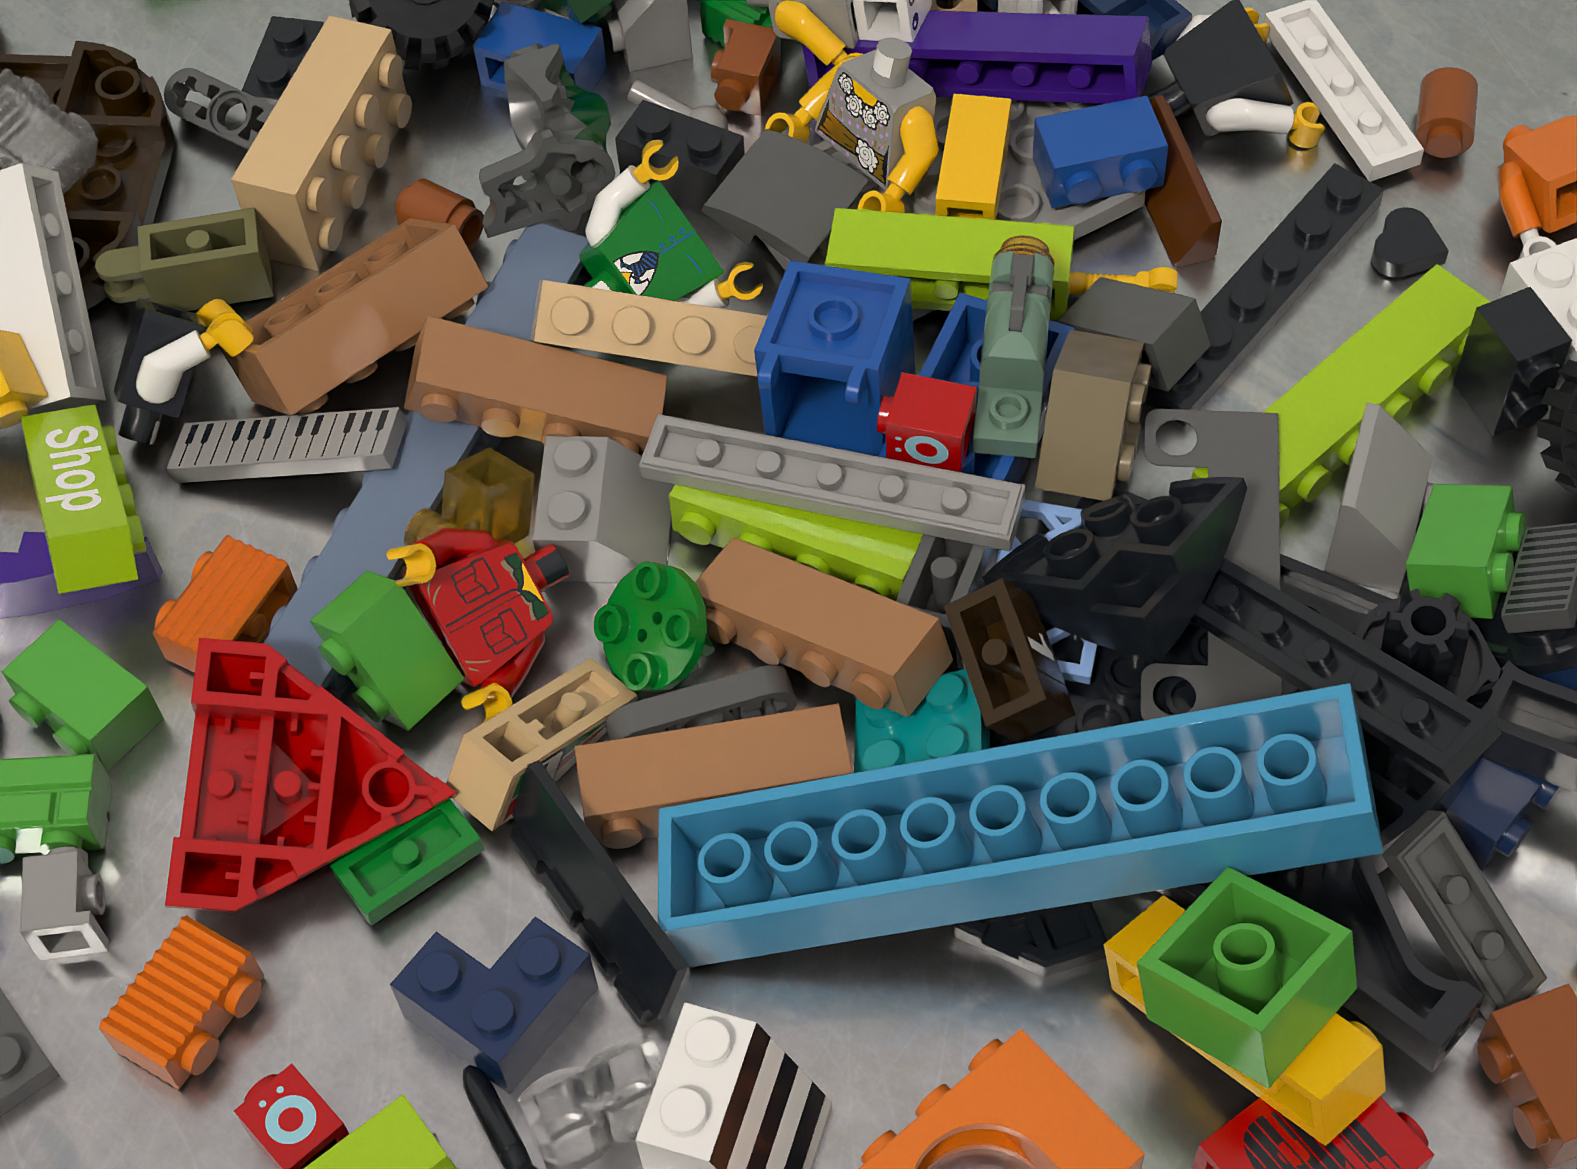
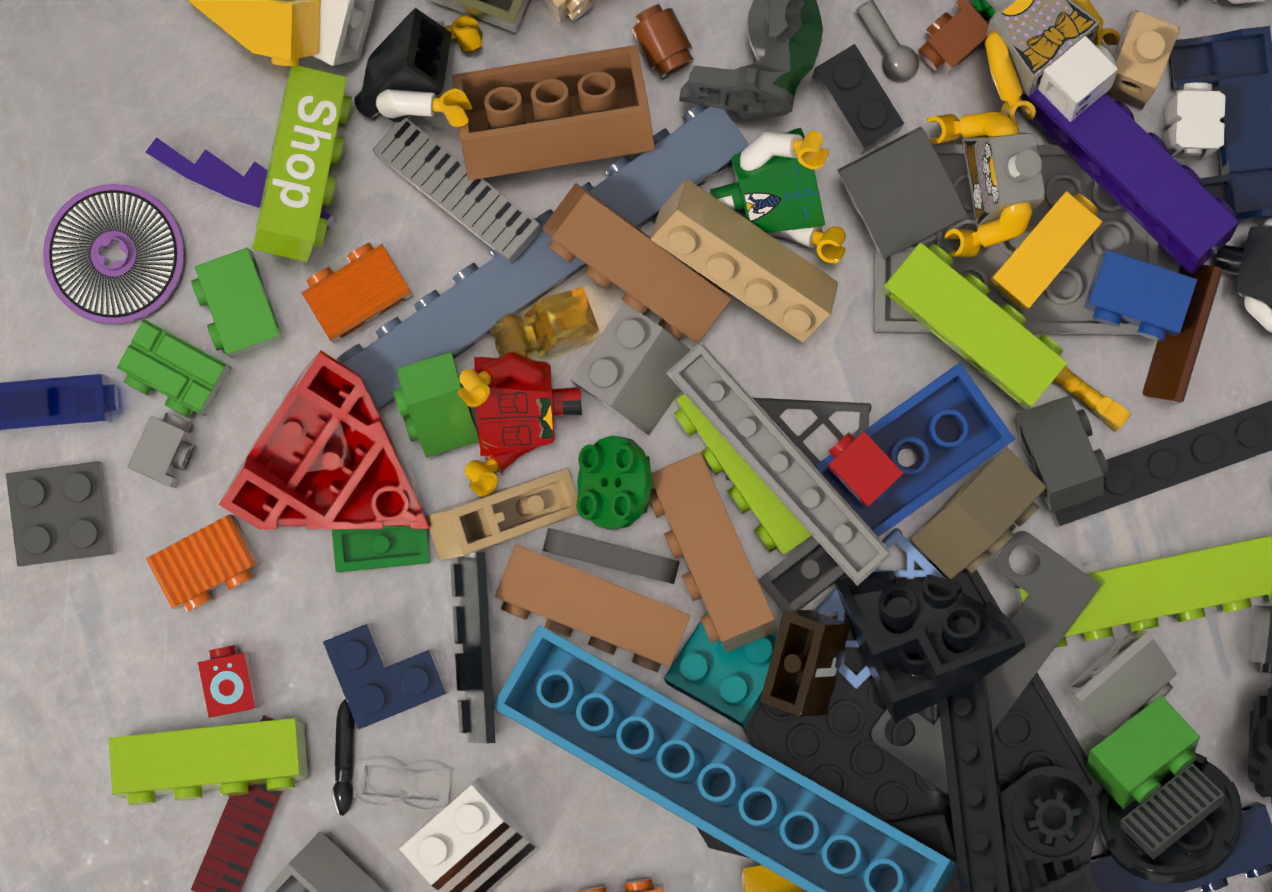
camera: 30 degrees right, 30 degrees up
(833, 355) = (840, 372): blue container -> none
(1014, 349) = (955, 446): sand green plate -> none

